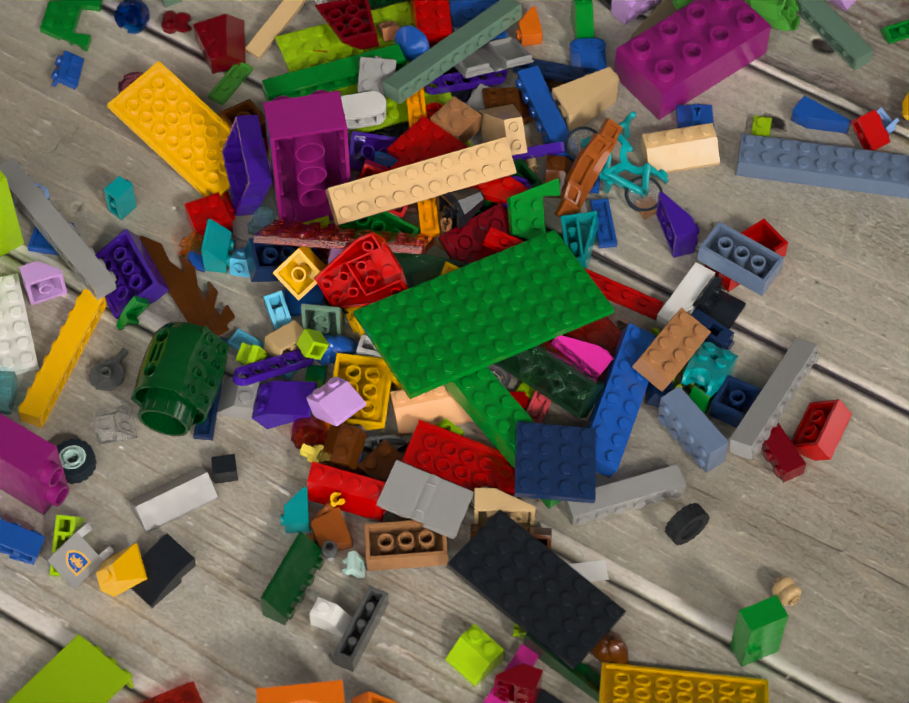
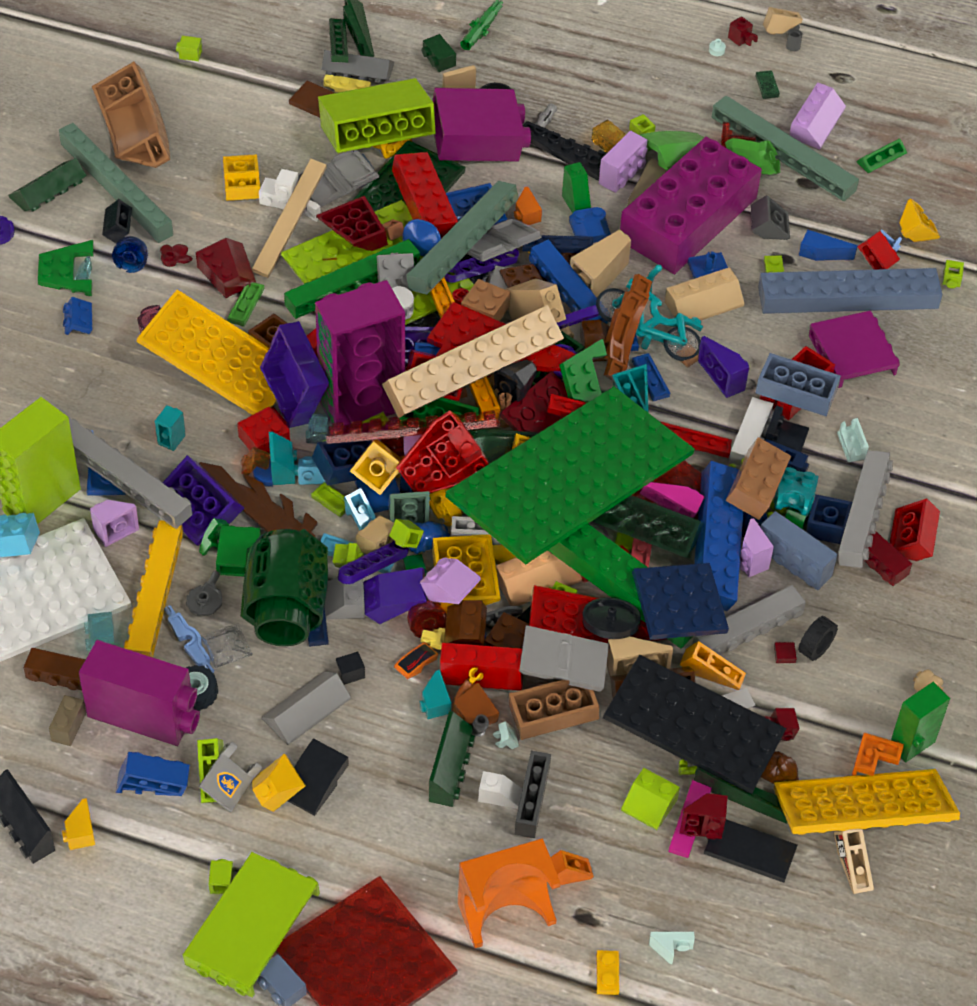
camera: 15 degrees left, 5 degrees down
(44, 650) = (220, 875): none -> lime brick
(80, 403) = (183, 632): none -> light blue piece
(87, 24) = (84, 269): none -> clear light blue slope
(144, 326) = (233, 549): none -> green brick
(254, 294) = (330, 499): none -> lime tile
(289, 472) = (415, 660): none -> slope
(484, 466) = (611, 618): none -> black piece
(575, 532) = (712, 666): none -> light orange slope
(630, 601) = (787, 718): none -> dark red brick
(650, 422) = (755, 551): none -> lavender slope
(653, 531) = (785, 652): none -> dark red tile
(708, 648) = (873, 749): none -> orange panel
(770, 78) = (769, 219): none -> dark grey slope
(786, 324) = (853, 441): none -> light aqua hinge
(816, 226) = (854, 345): none -> magenta panel

